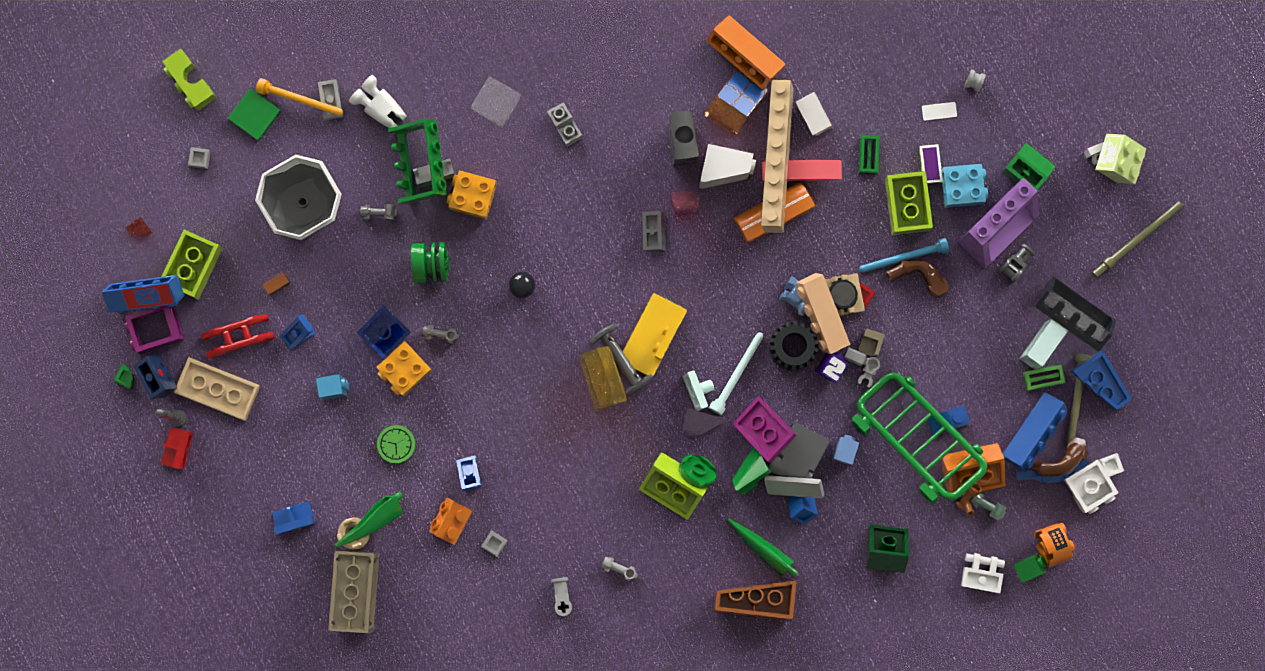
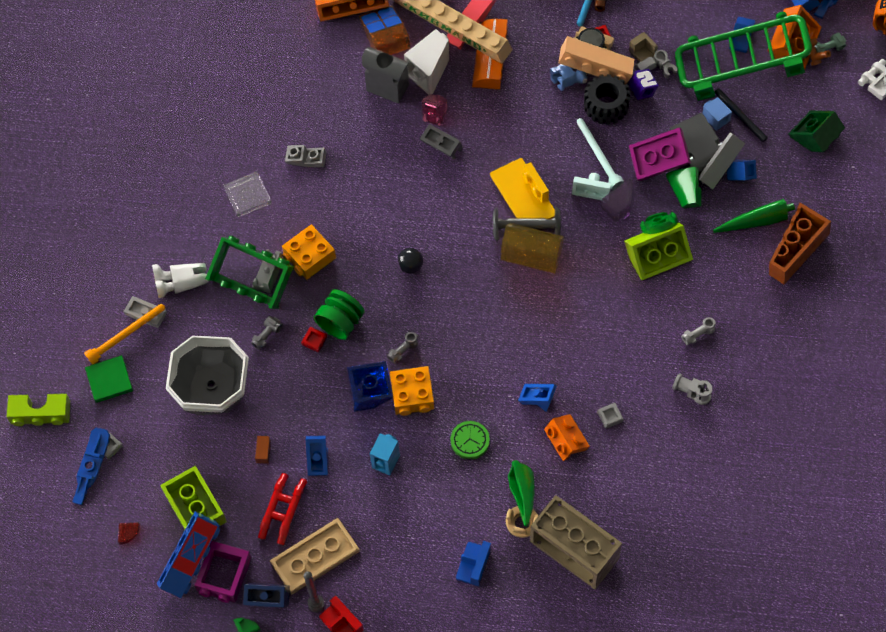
camera: 50 degrees left, 20 degrees down
(181, 154) = (94, 453): none -> blue piece
(400, 255) = (314, 339): none -> red tile
(861, 471) = (740, 114): none -> black bar

